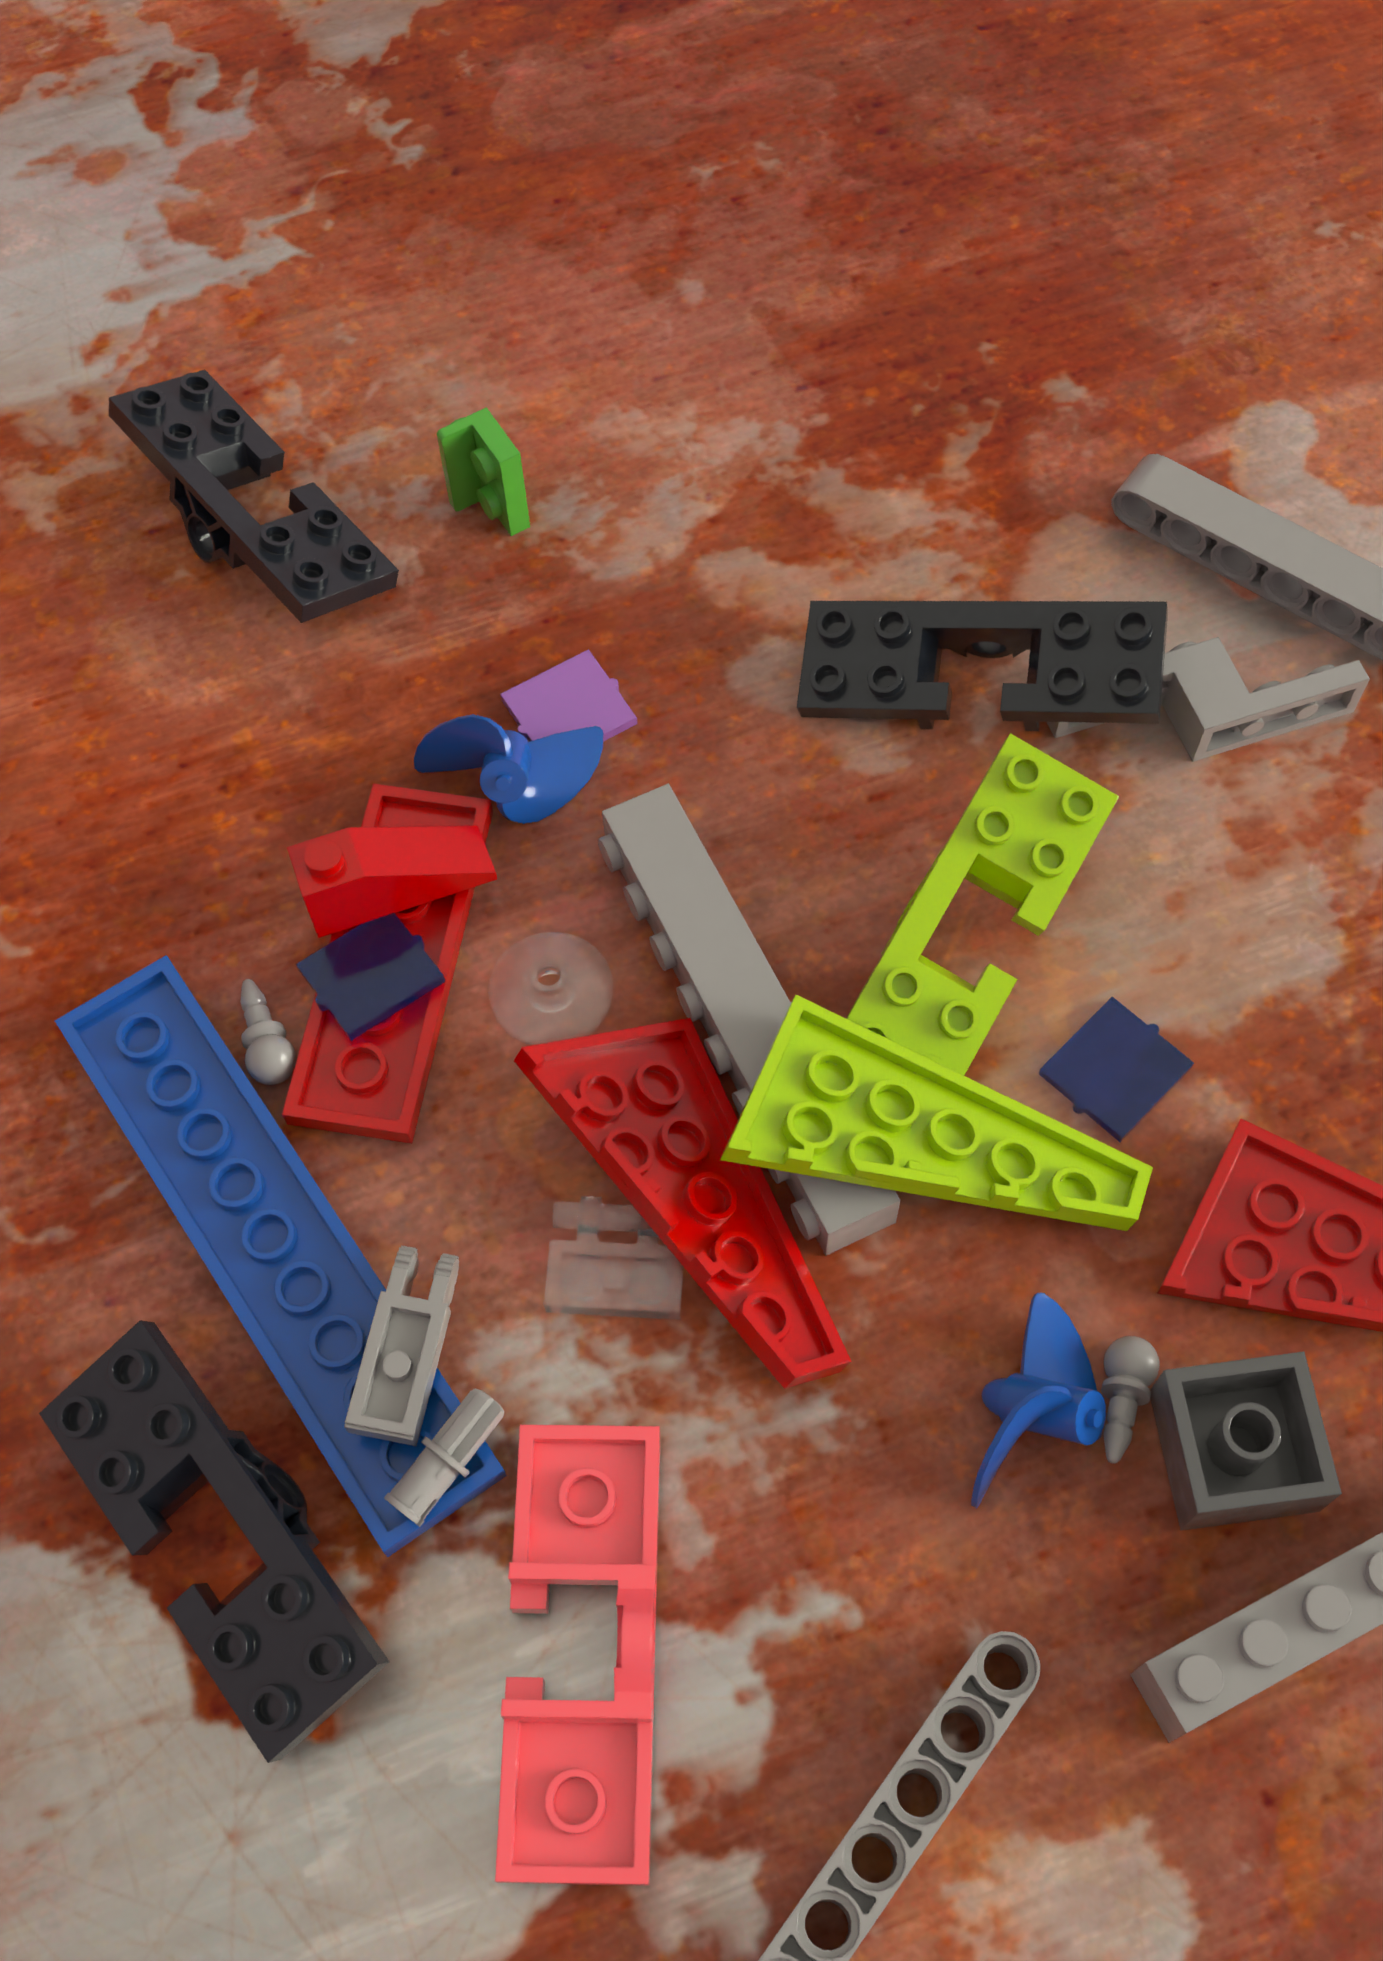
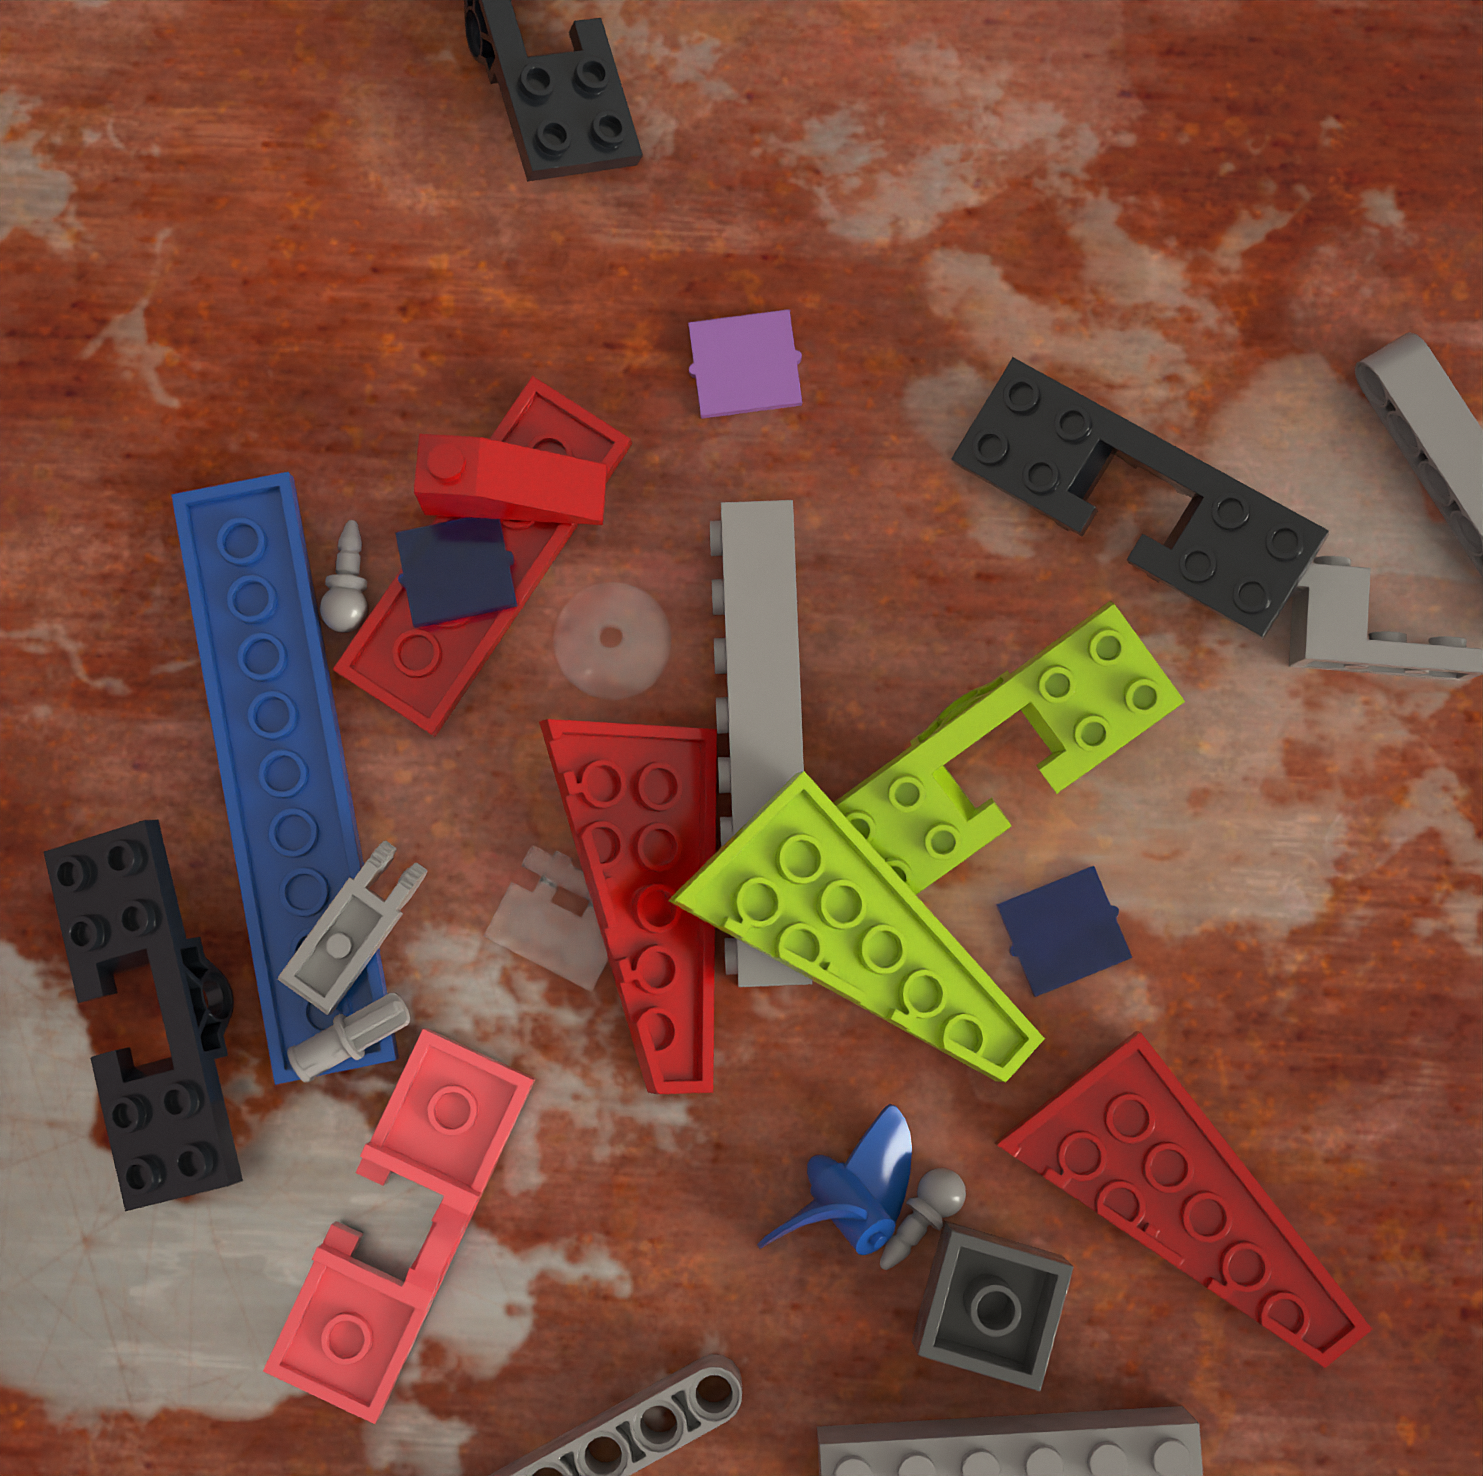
camera: 20 degrees right, 20 degrees up
(484, 468) = (762, 66): bright green bracket -> none
(519, 775) = (668, 421): blue piece -> none

